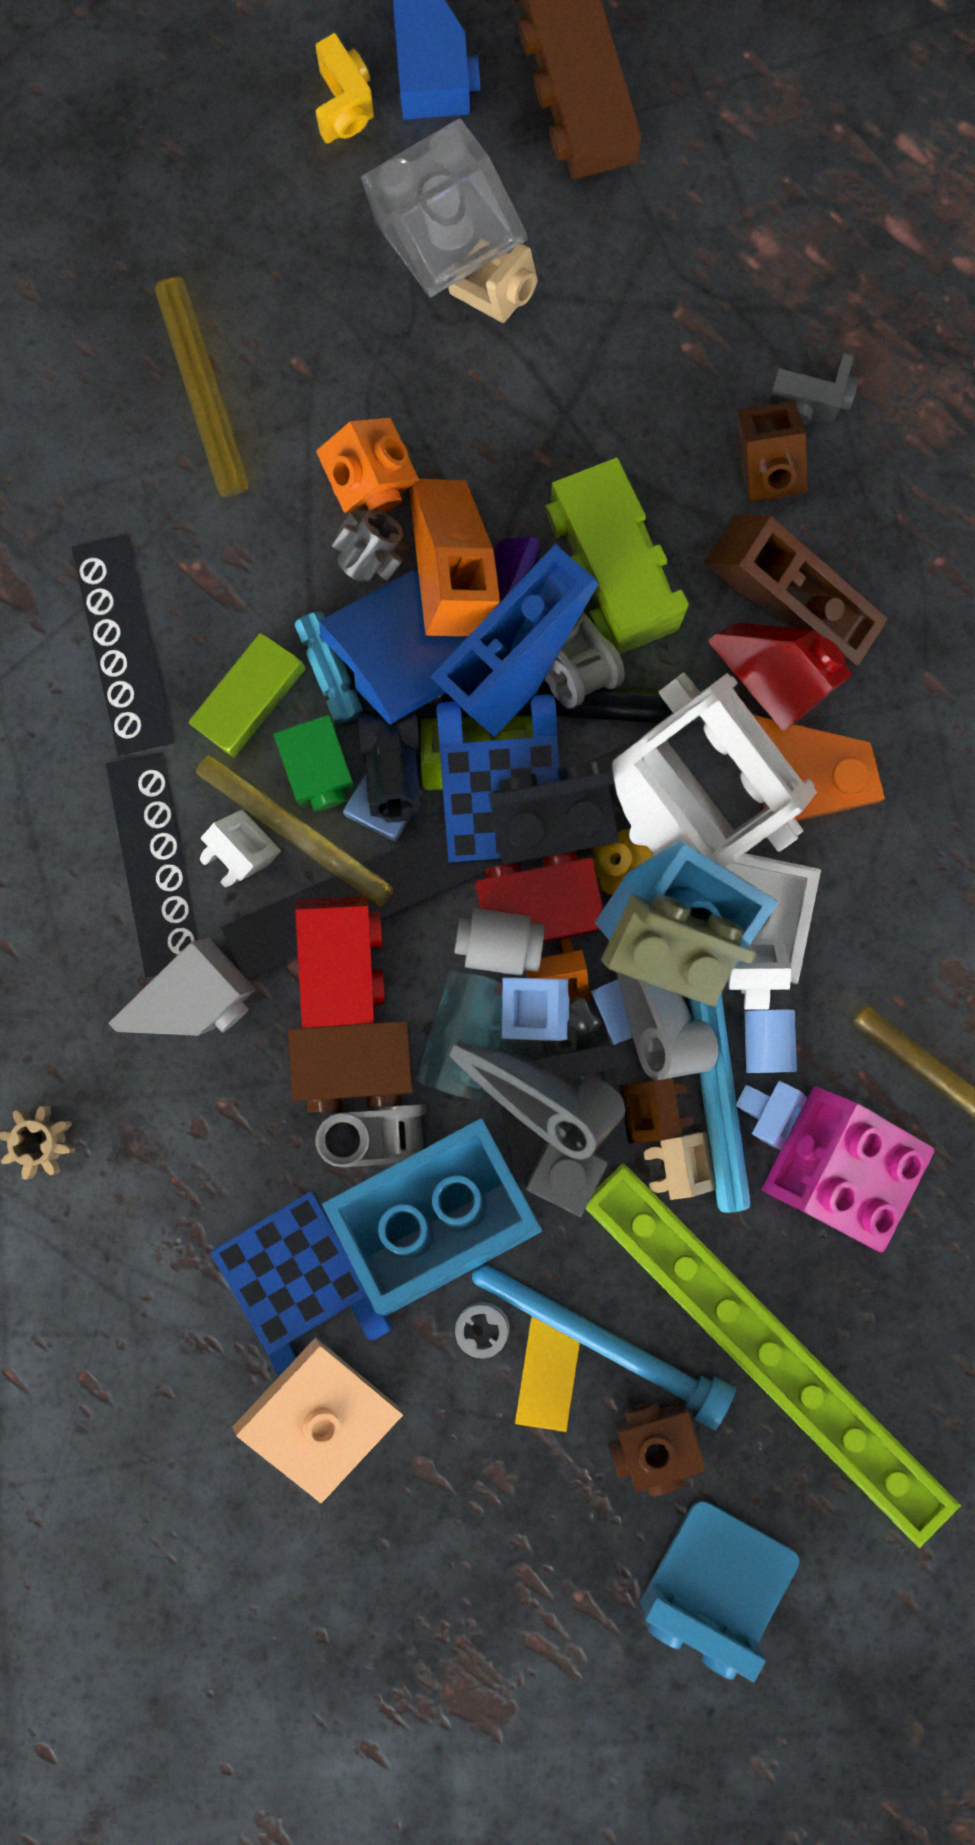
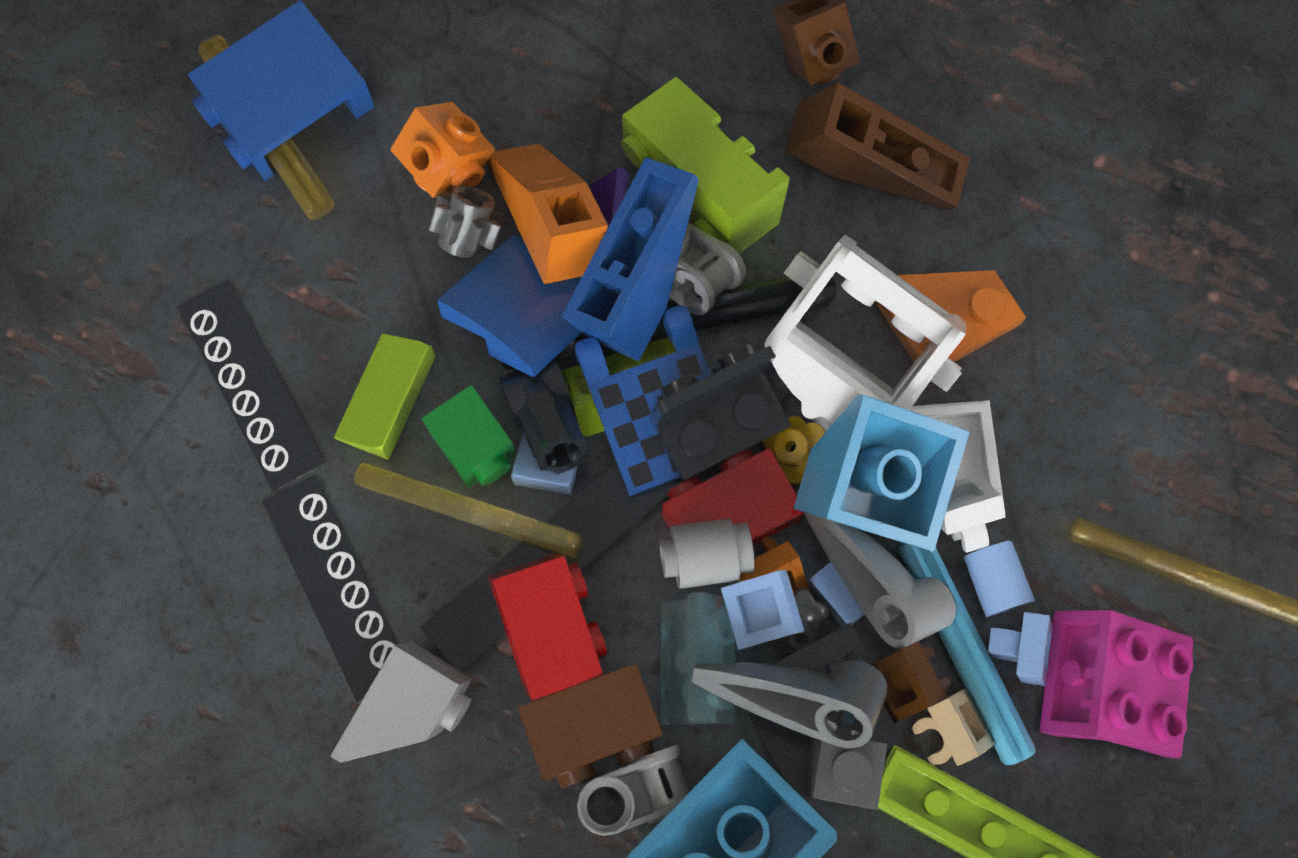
camera: 20 degrees left, 10 degrees down
(222, 351) = (276, 85): none -> blue panel
(239, 846) = (417, 540): white tile -> none
(328, 670) = (458, 348): medium azure axle -> none
(675, 950) = (888, 505): olive bracket -> none
(782, 667) = (893, 222): red slope -> none

